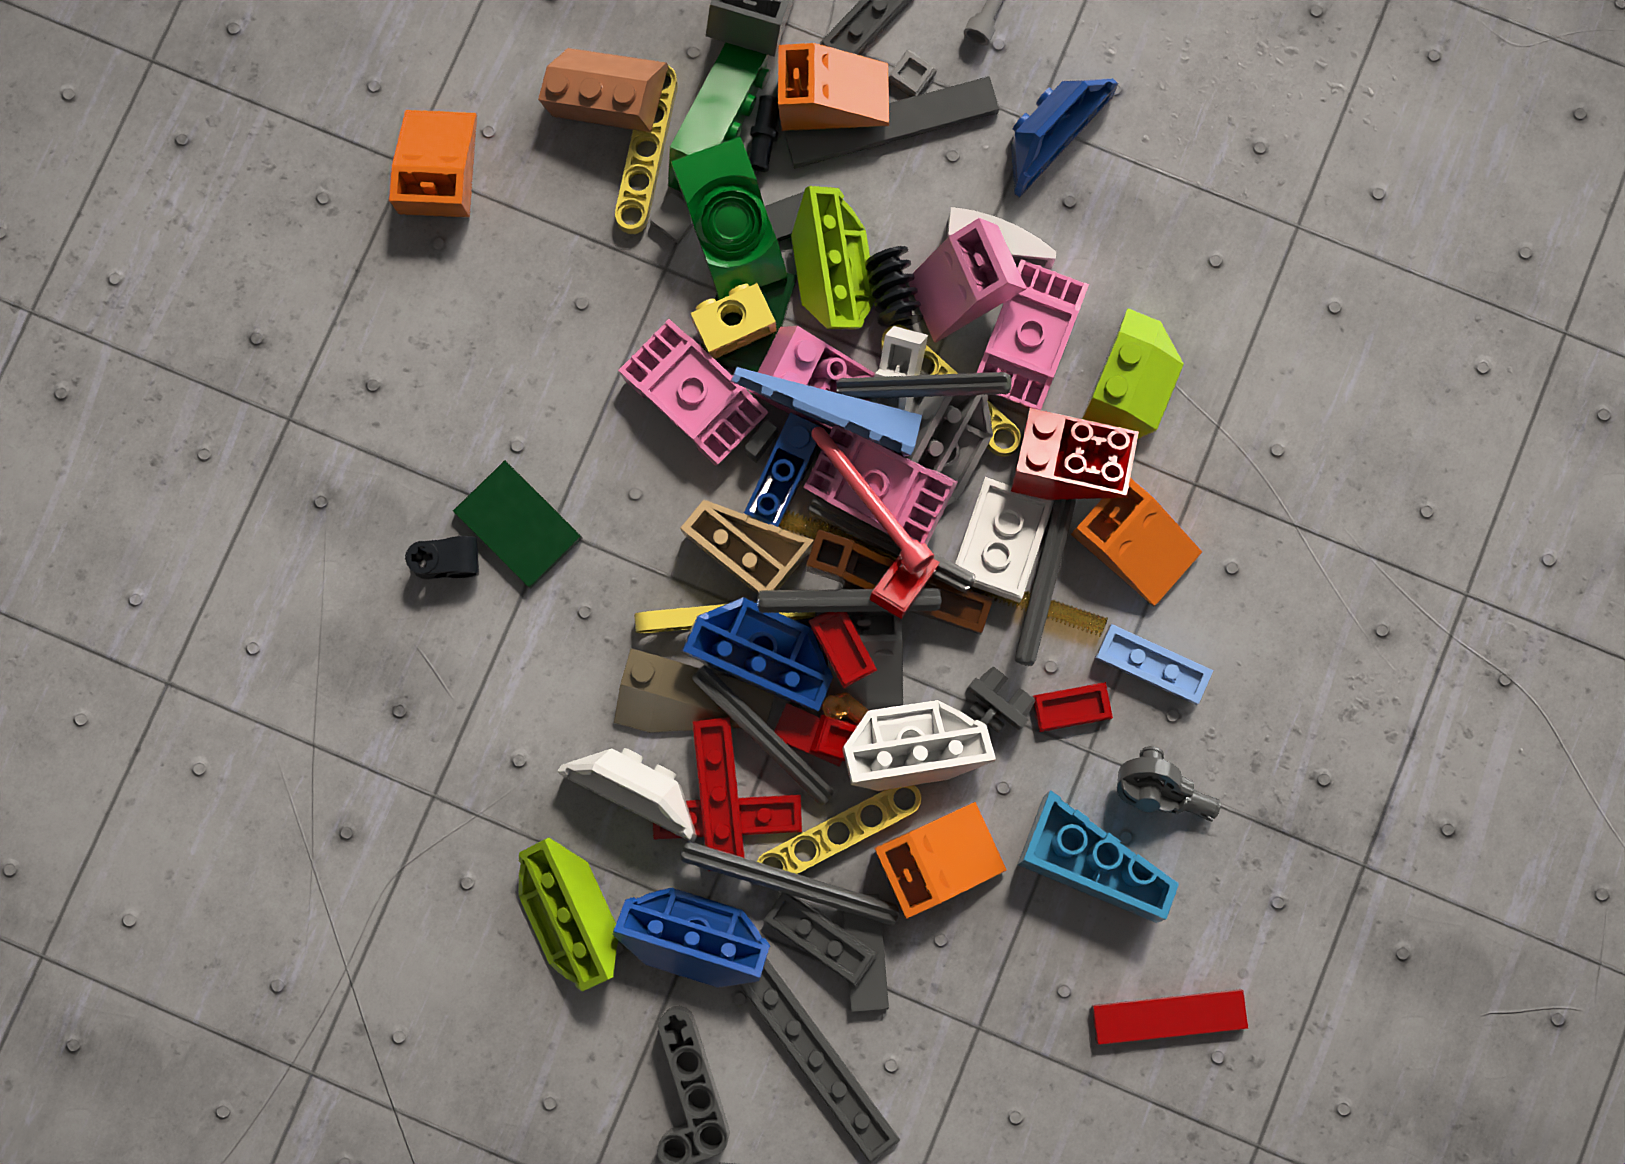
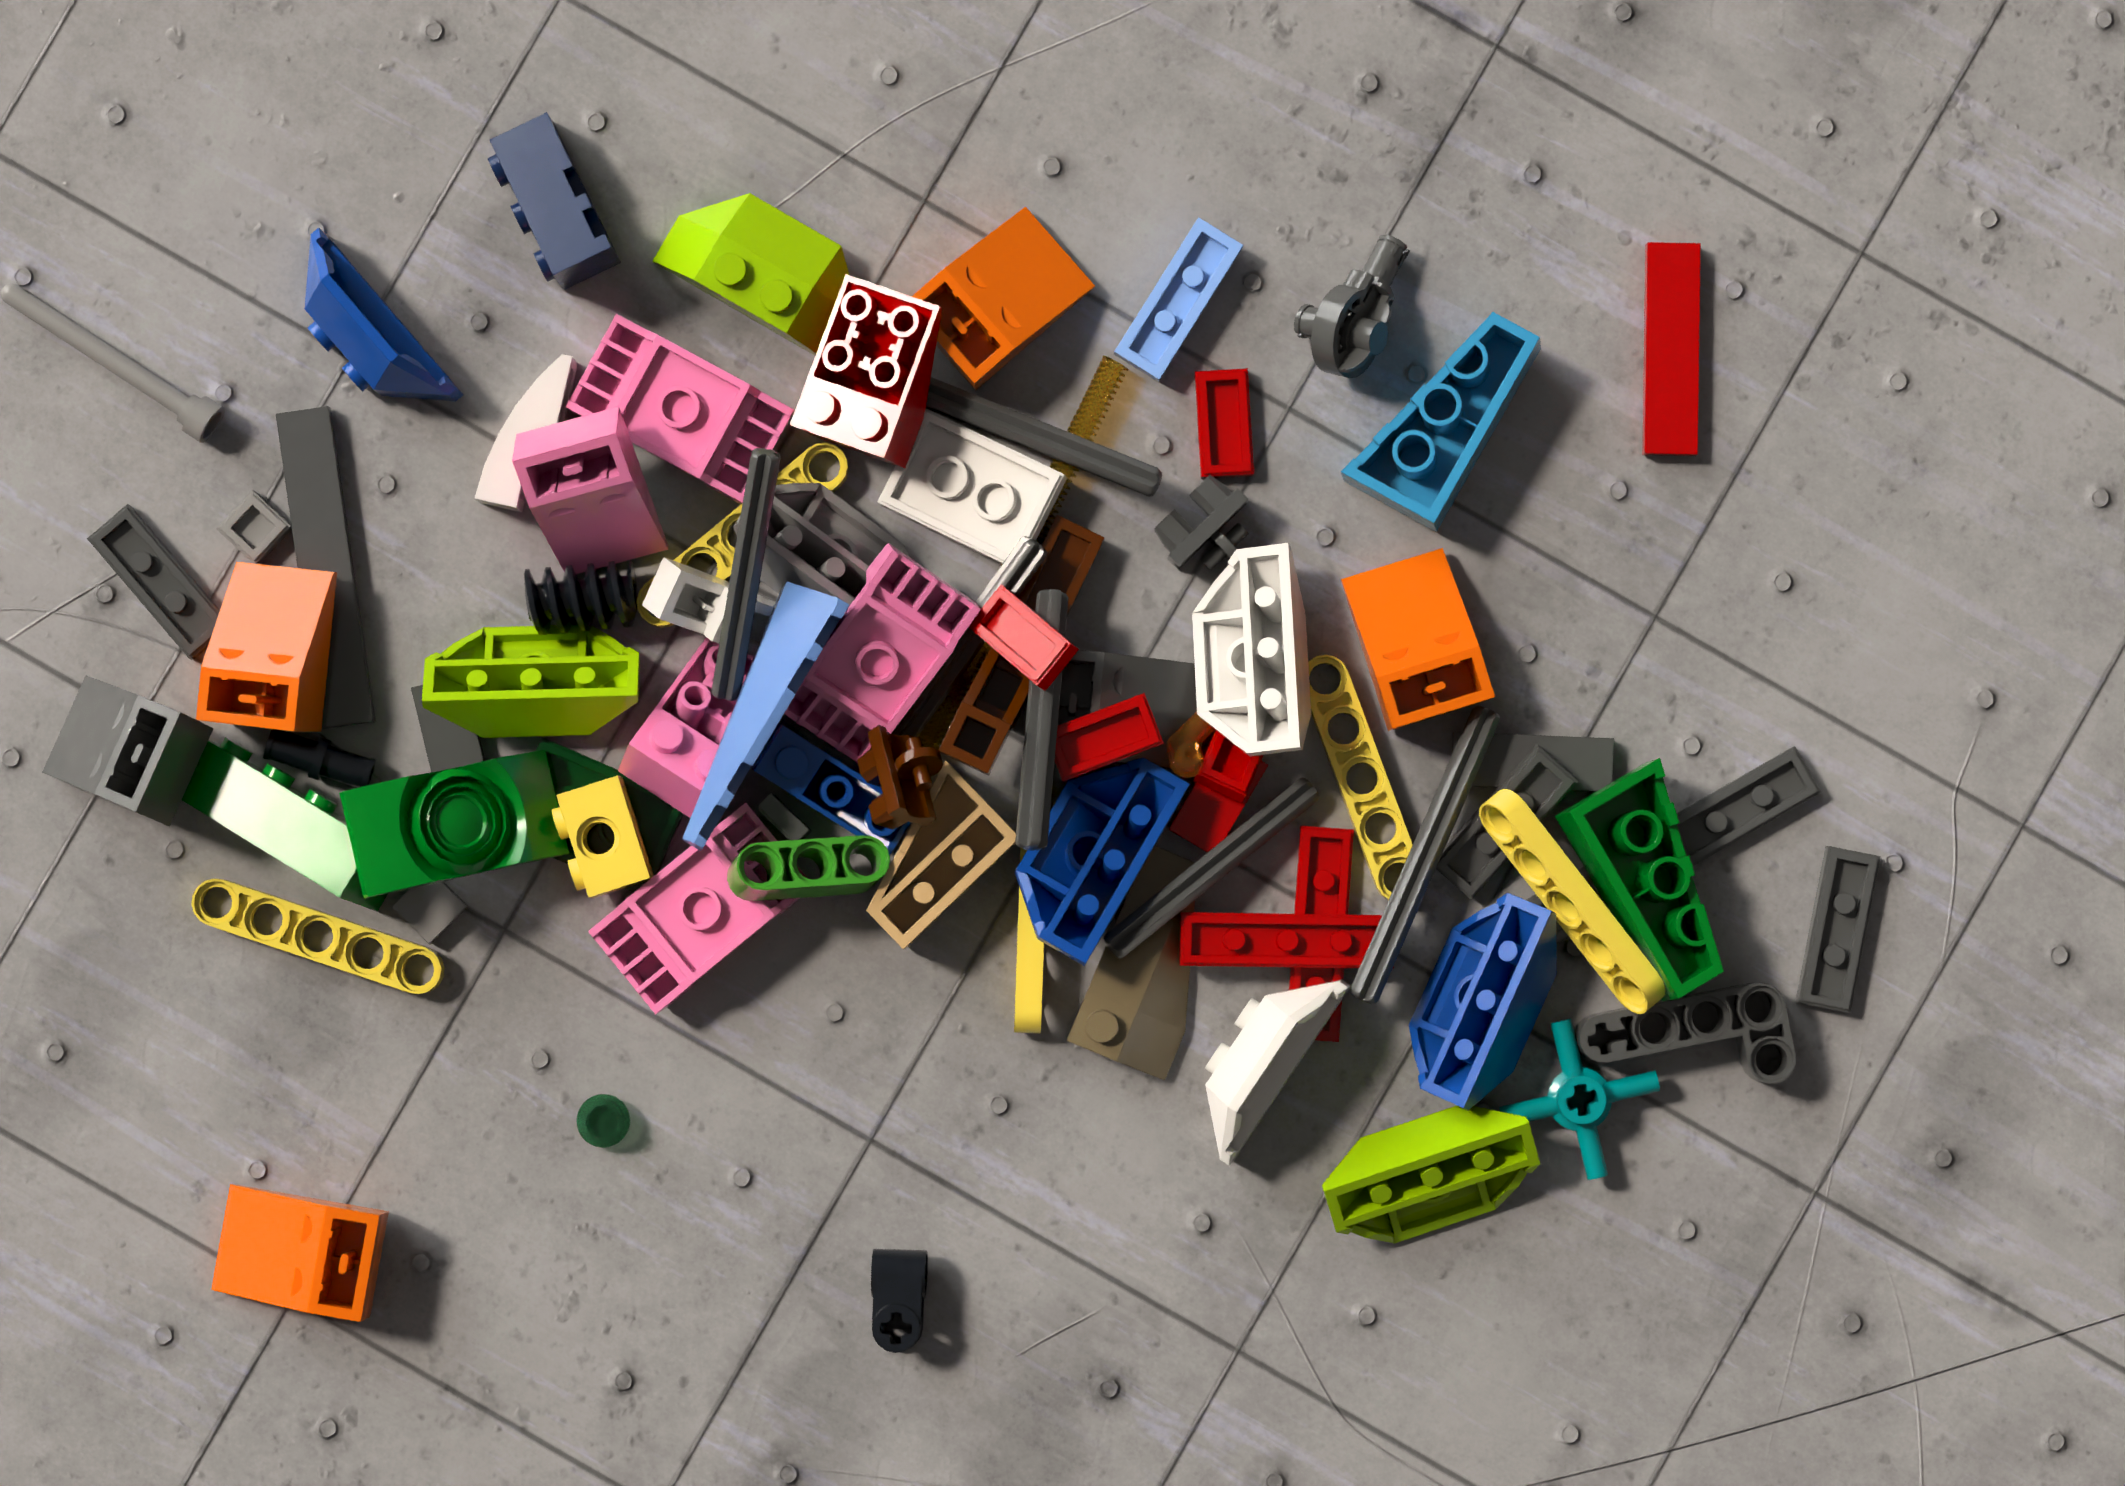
camera: 85 degrees left, 5 degrees up
(517, 524) = (859, 1188): dark green tile -> none
(544, 348) = (603, 1120): none -> clear green plate
(603, 89) = (220, 987): nougat slope -> none
(627, 1028) = (1596, 1110): none -> teal bar
(740, 471) = (829, 854): none -> bright green beam
(768, 992) = (1573, 900): none -> light yellow beam
(800, 510) = (904, 774): none -> reddish brown hips
(800, 1037) = (1641, 870): none -> green wedge
(914, 554) = (986, 620): coral piece -> none
(1157, 235) = (552, 202): none -> dark blue wedge

